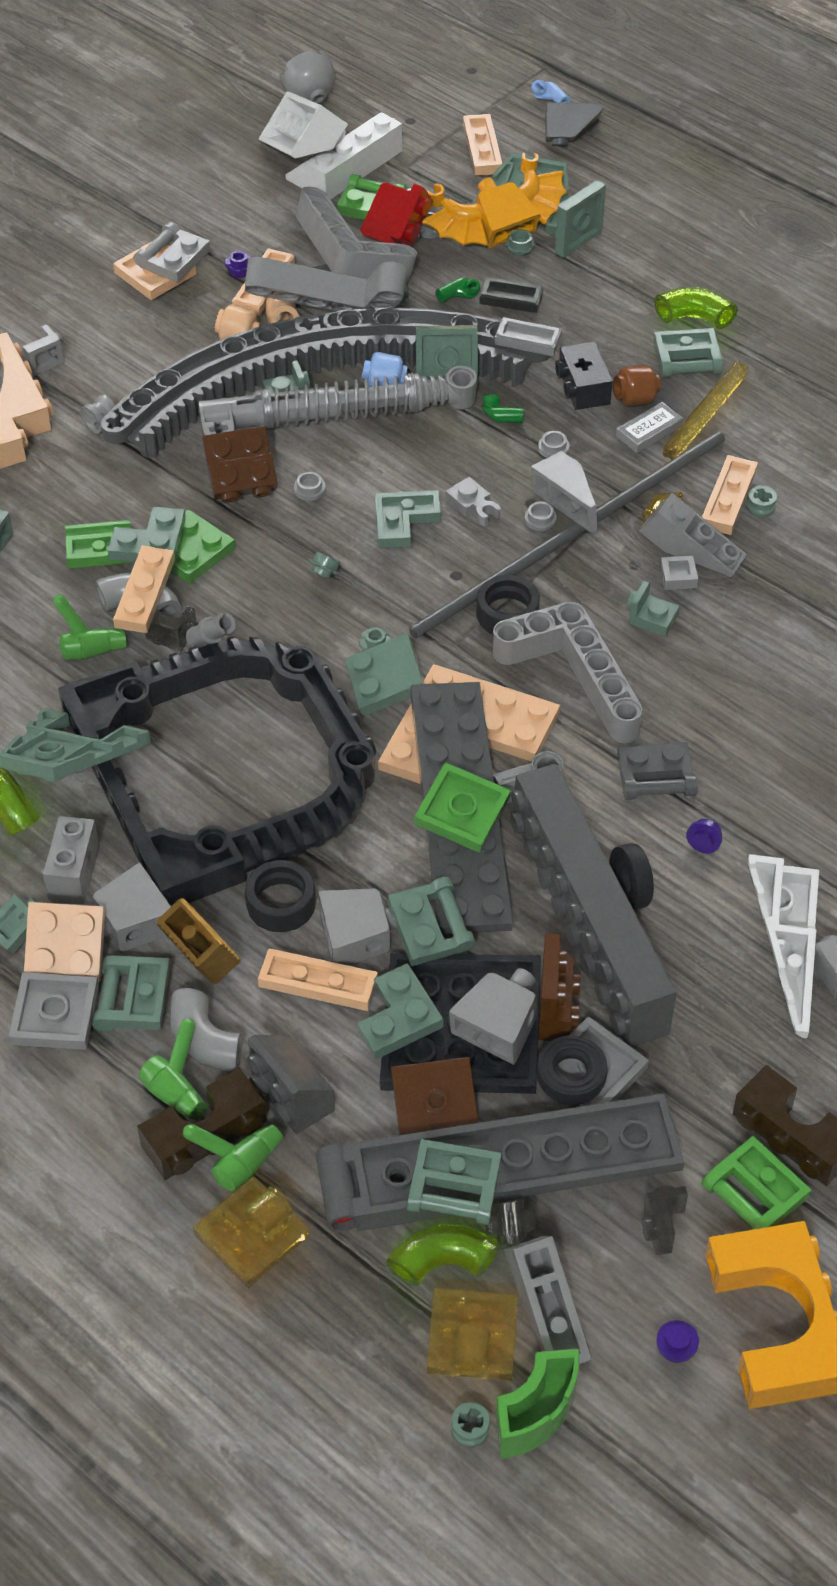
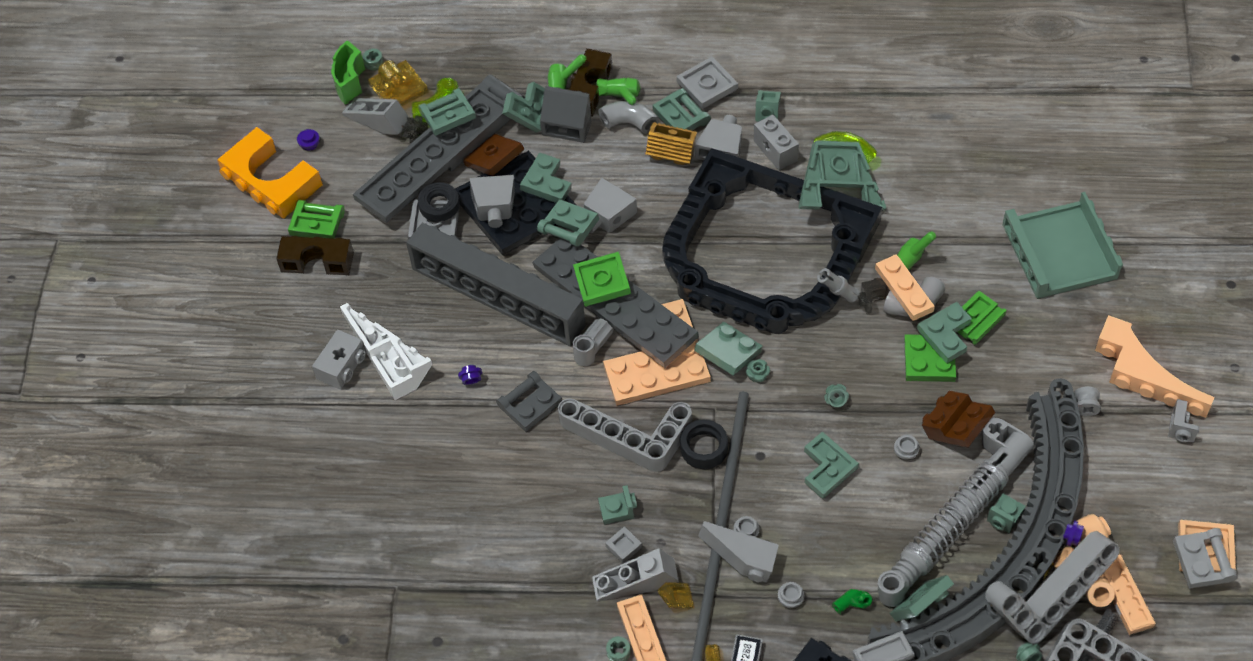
camera: 145 degrees right, 5 degrees up
(64, 939) = (732, 103): light nougat plate -> none
(237, 264) = (1160, 607): dark purple plate -> none
(252, 1231) = (527, 61): clear yellow plate -> none
(261, 313) = (1073, 533): none -> dark purple plate
(280, 873) = (657, 183): black tyre -> none
(317, 979) = (609, 169): light nougat plate -> none
(331, 1124) = (526, 110): none -> sand green plate
(383, 365) = (954, 564): light blue head -> none
(471, 498) = (804, 514): light grey plate -> none
(557, 988) = (475, 226): reddish brown plate -> none
(633, 874) = (487, 315): black tyre -> none
(657, 1220) = (350, 175): clear smoke bracket -> none

